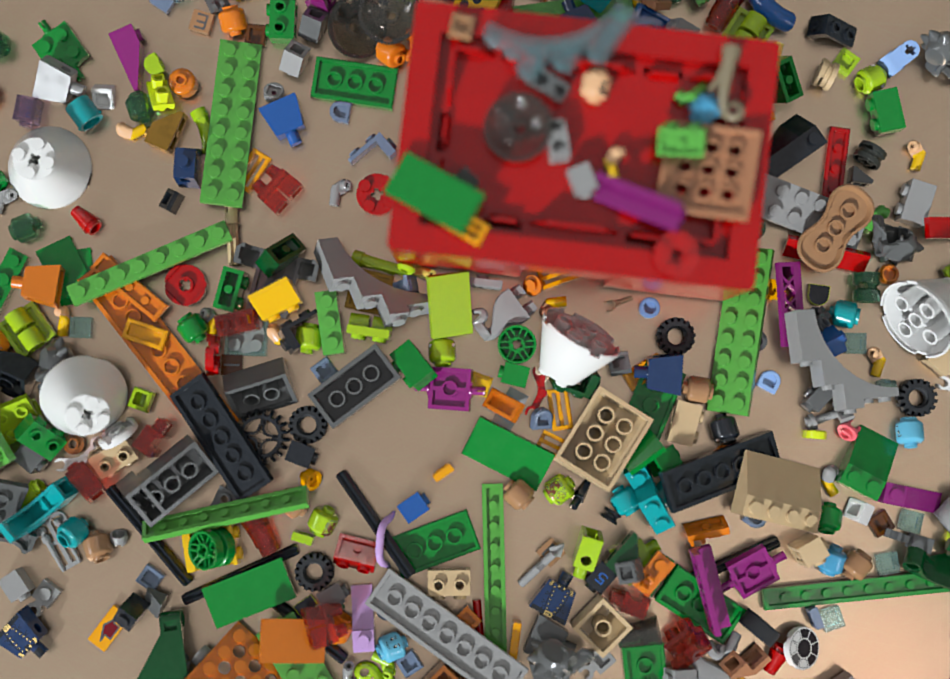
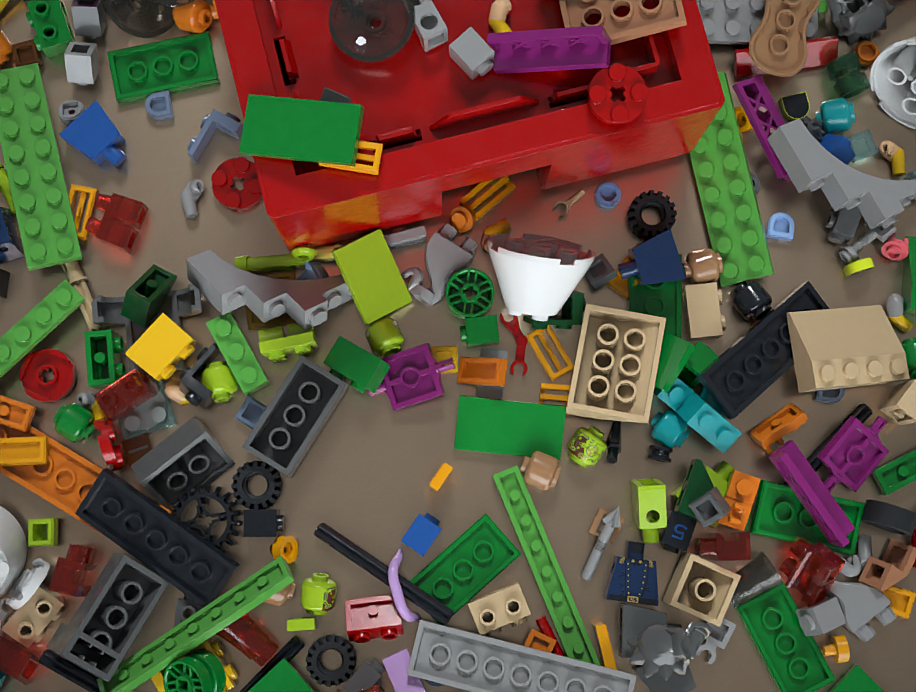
camera: 20 degrees left, 5 degrees down
(541, 419) = (533, 371): sand blue tile -> none

